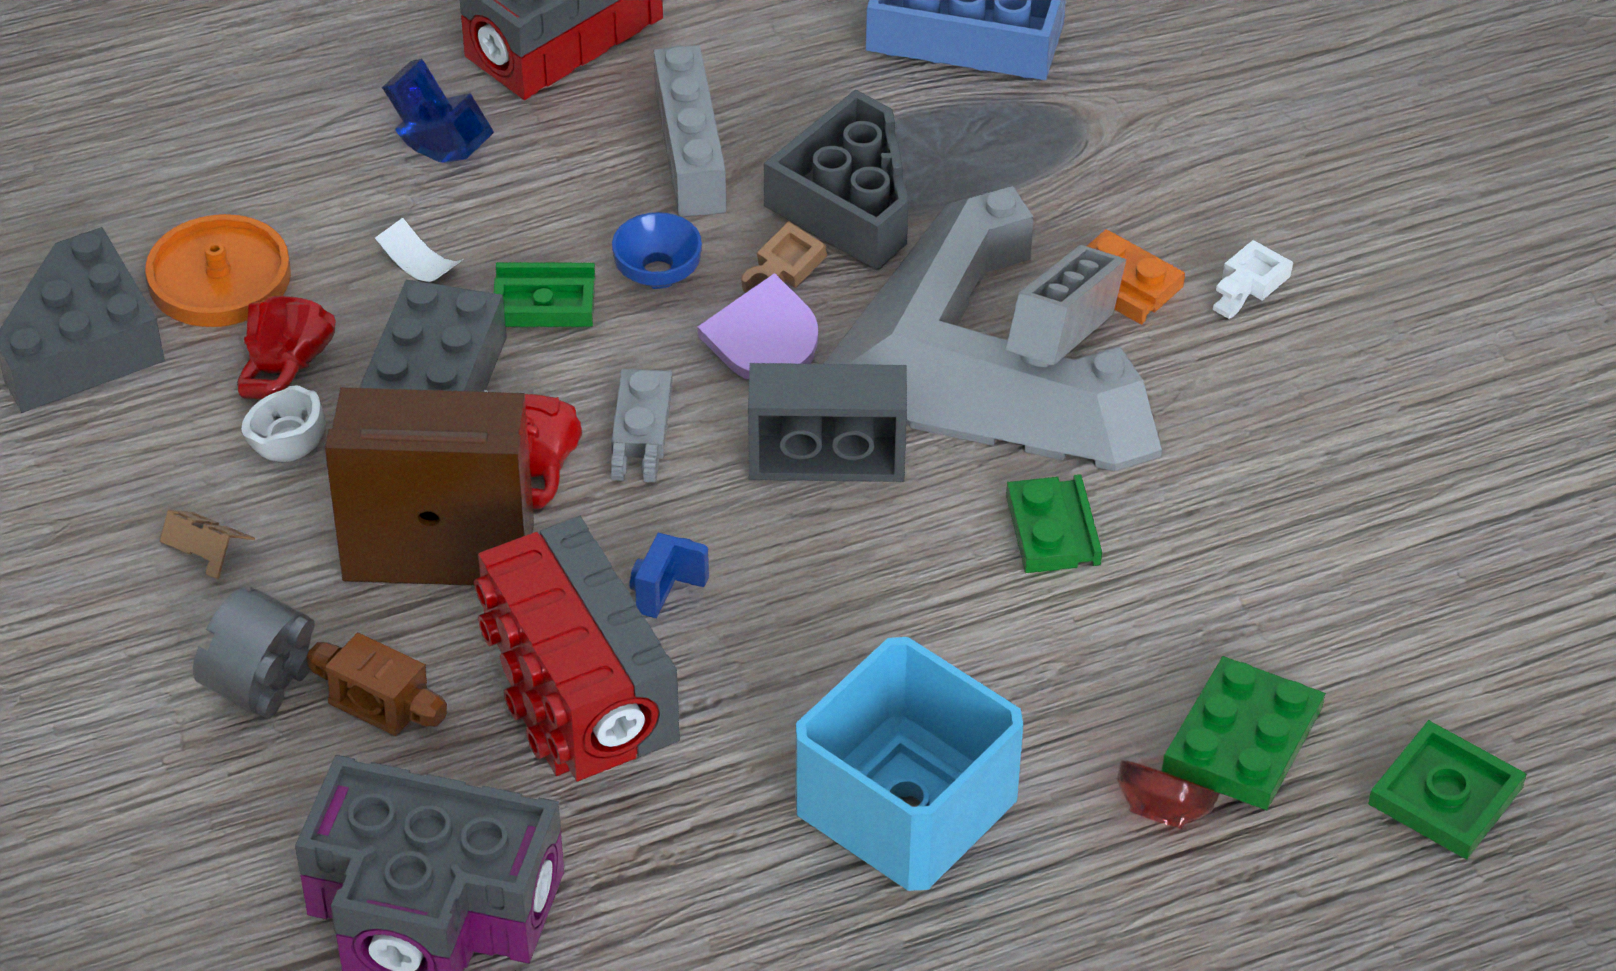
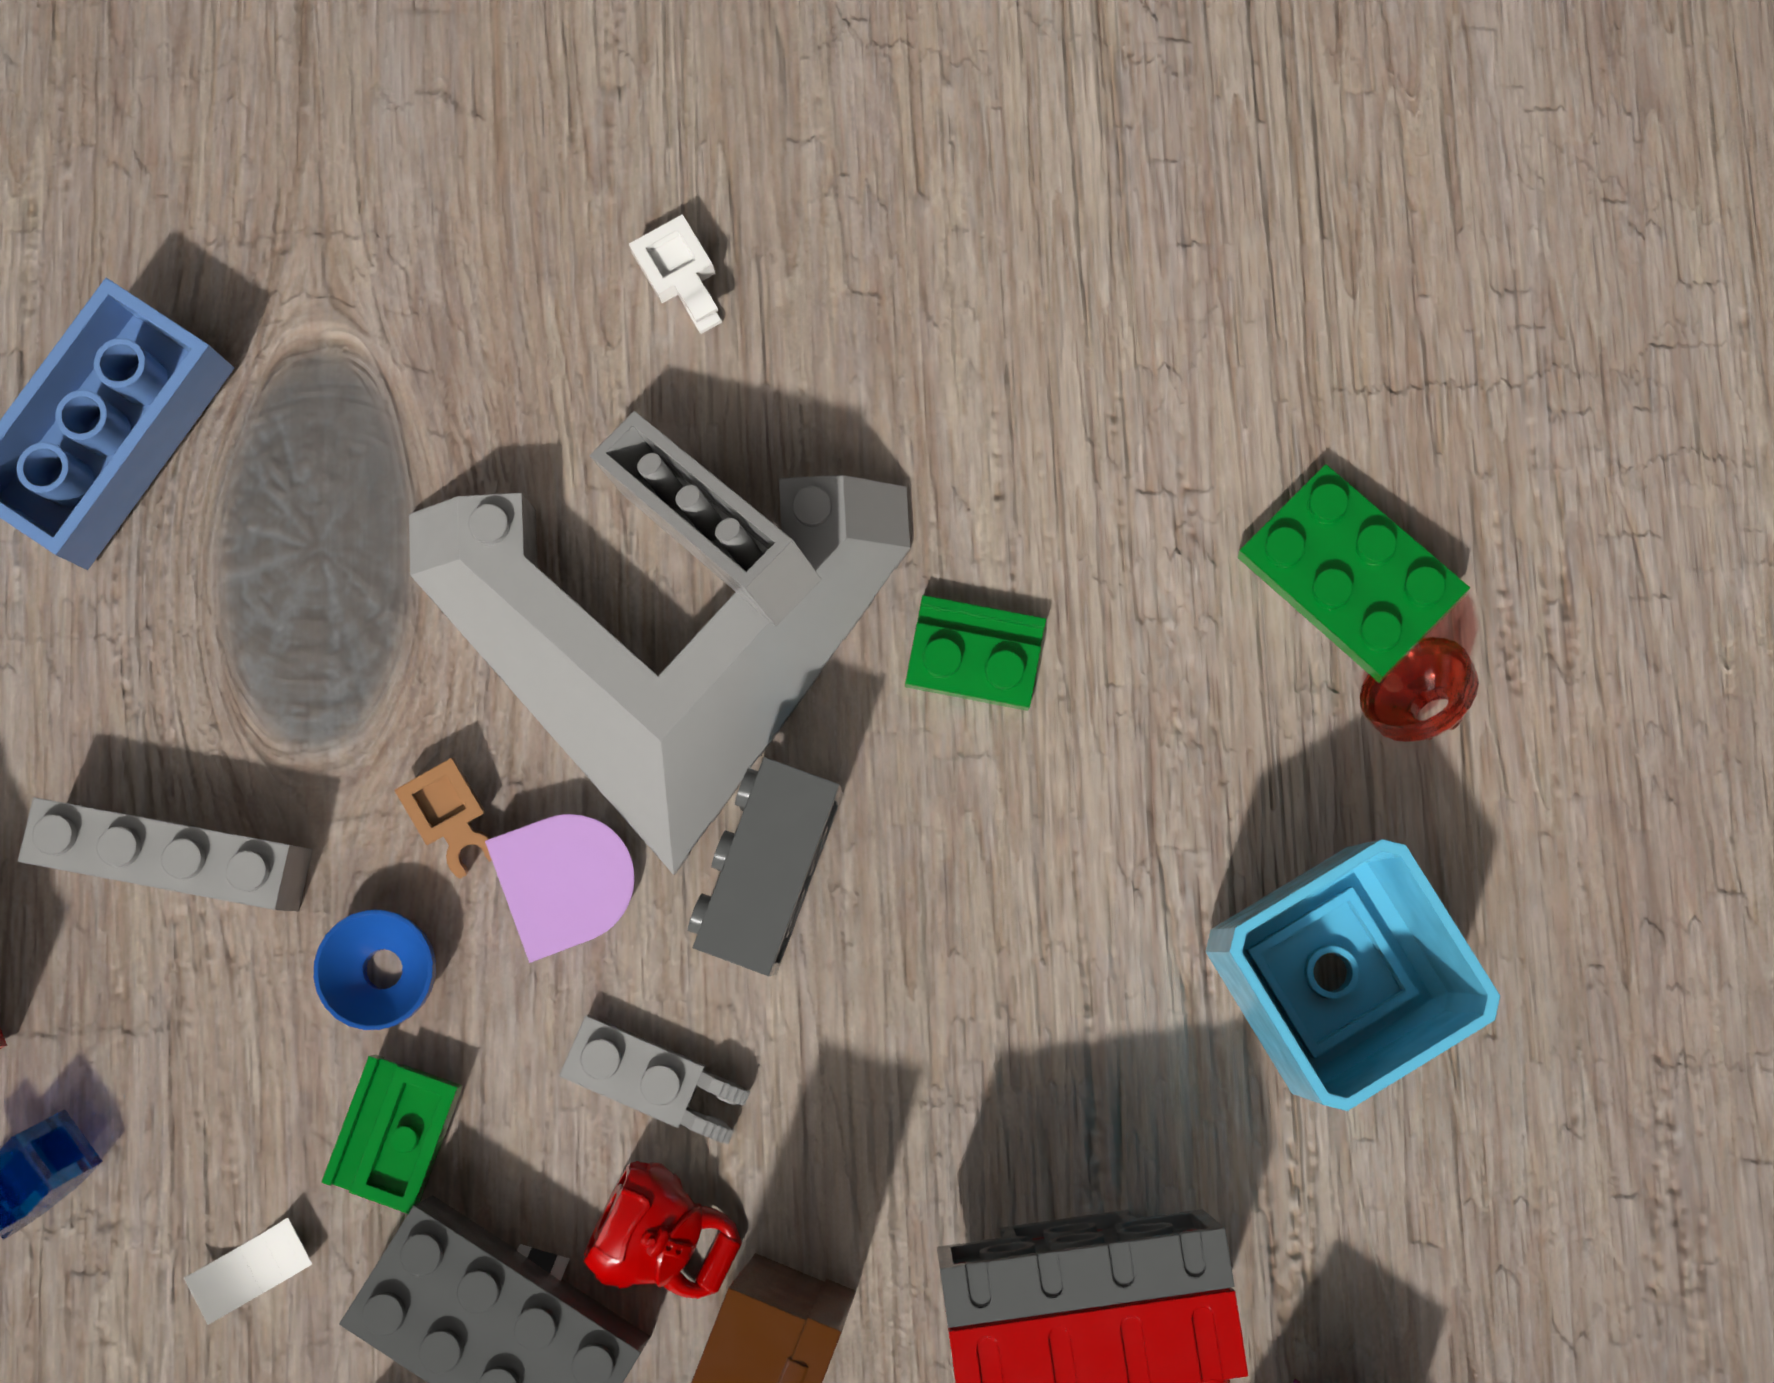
camera: 70 degrees left, 35 degrees up
(665, 562) = (915, 1148): blue bracket -> none
(844, 180) = (346, 688): dark grey brick -> none
(1145, 280) = (600, 402): orange plate -> none
(1447, 789) = (1491, 396): green plate -> none

